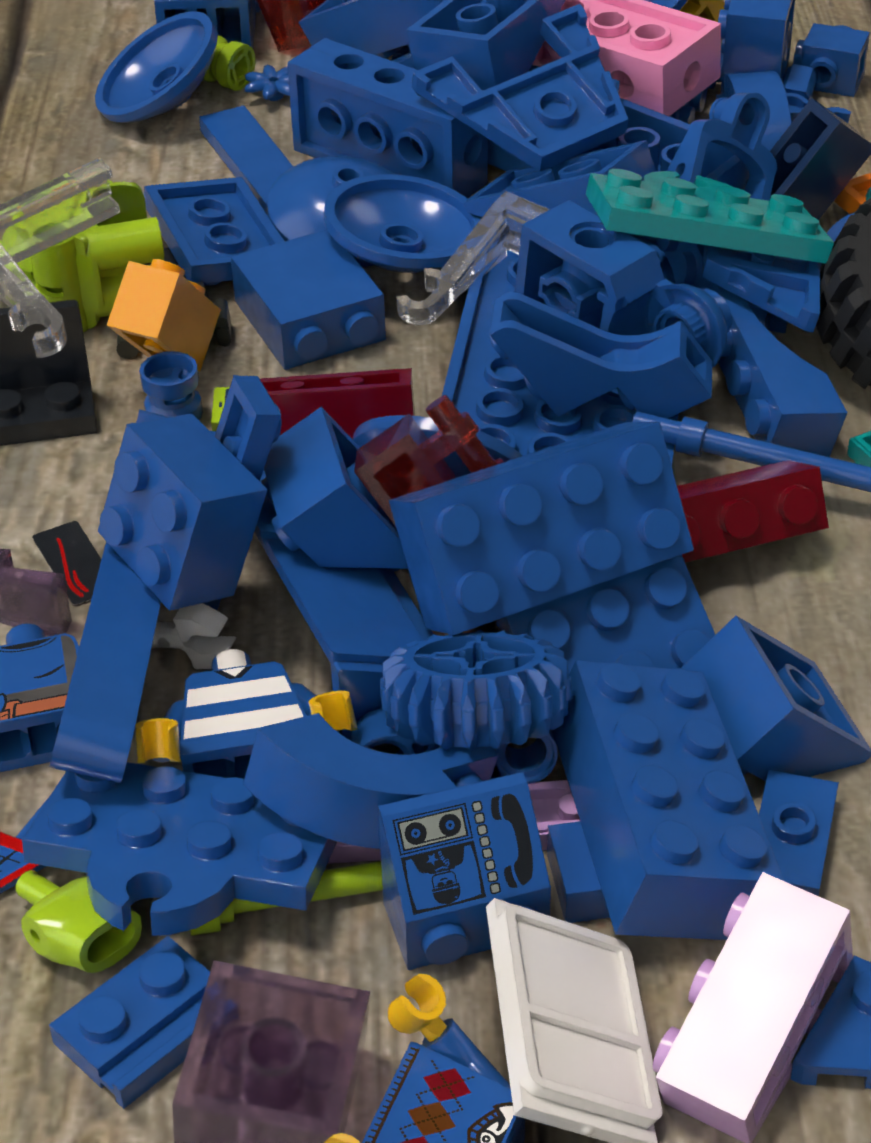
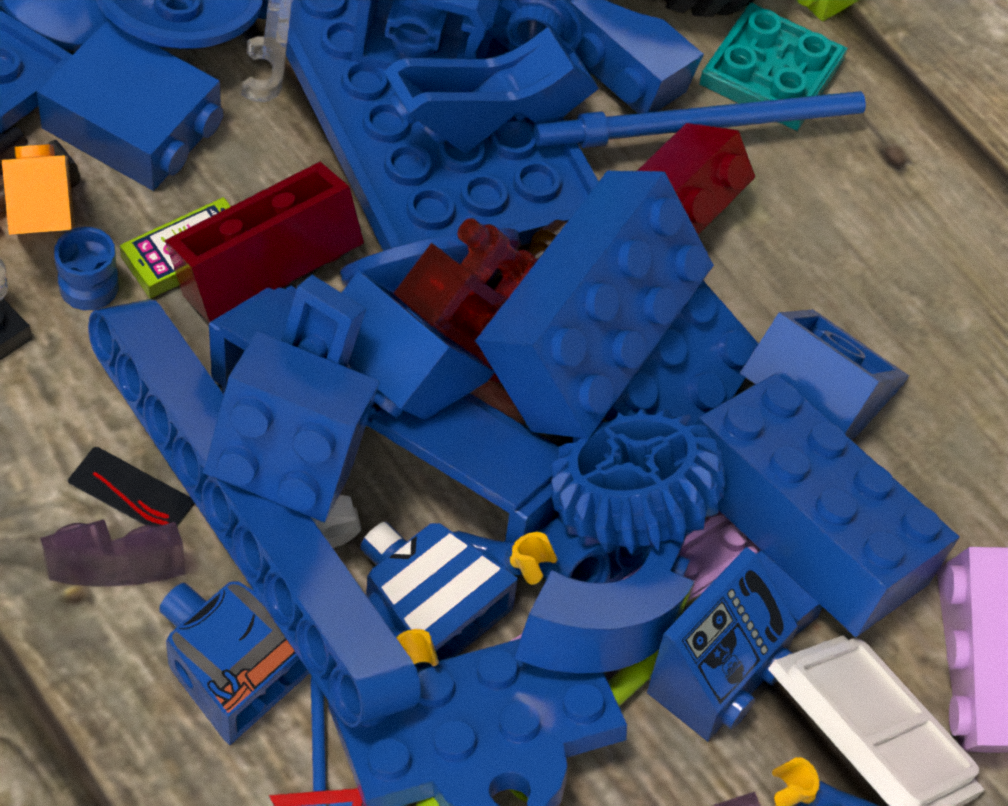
camera: 40 degrees left, 15 degrees up
(798, 825) = (903, 455): blue plate -> none

